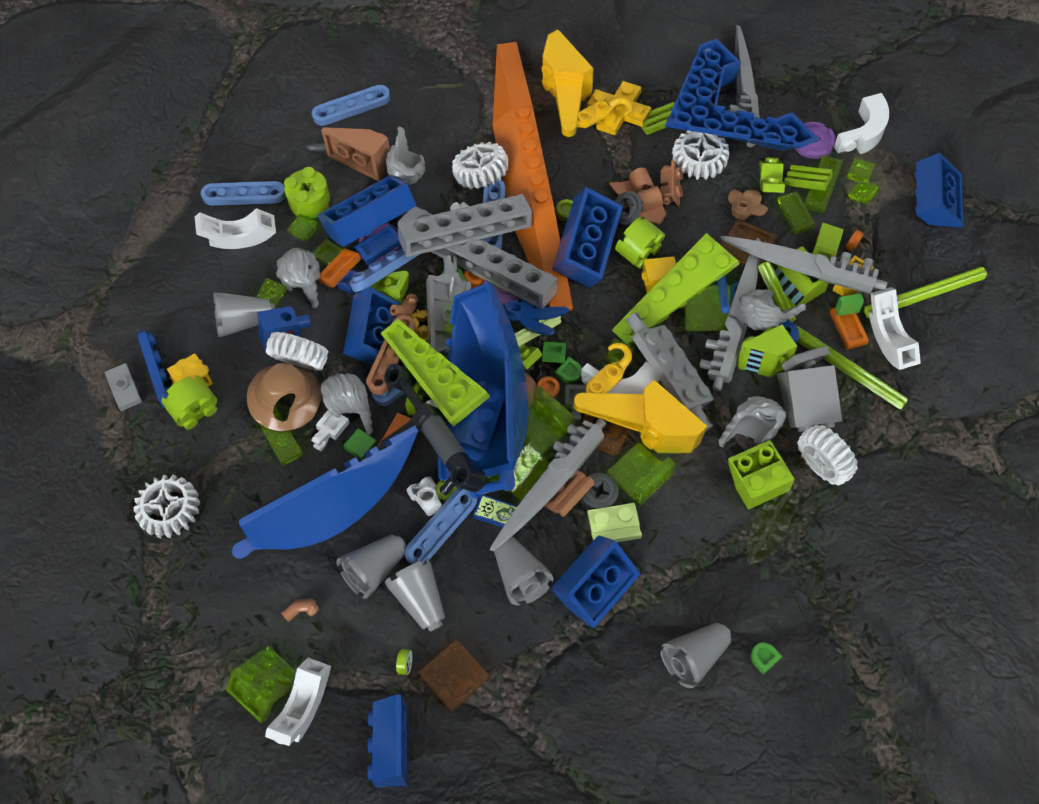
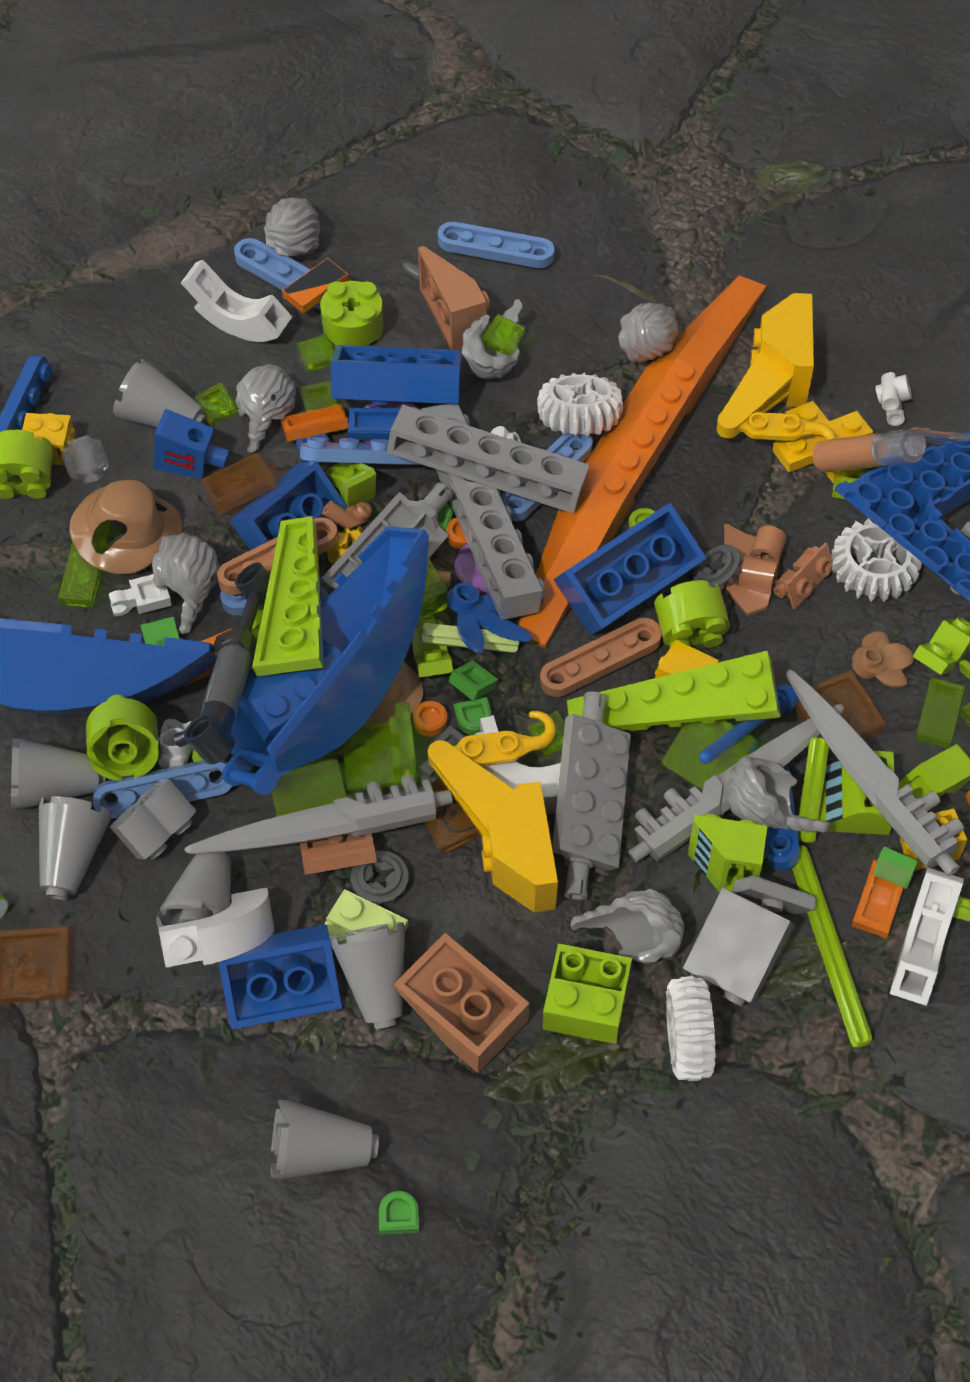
camera: 35 degrees right, 5 degrees down
(225, 372) = (85, 458): none -> clear head
(228, 163) = (292, 227): none -> light grey hair
(271, 189) = (311, 287): none -> tile
(297, 351) = (175, 483): white gear -> none
(331, 327) = (238, 483): none -> clear orange tile
(402, 513) = (122, 738): none -> lime brick
(407, 151) = (503, 335): none -> clear neon green tile
(453, 546) = (154, 819): none -> light grey brick
(484, 102) = (648, 332): none -> light grey hair
(494, 511) = (237, 810): tile -> none
(557, 581) = (221, 936): none -> white arch
(608, 295) = (600, 657): none -> nougat plate
(633, 59) = (891, 393): none -> white plate
(641, 473) = (446, 891): clear neon green bracket -> none
(646, 539) = (372, 964): none -> light grey cone
(665, 93) = (879, 449): none -> door
(707, 523) = (463, 1002): none -> nougat slope

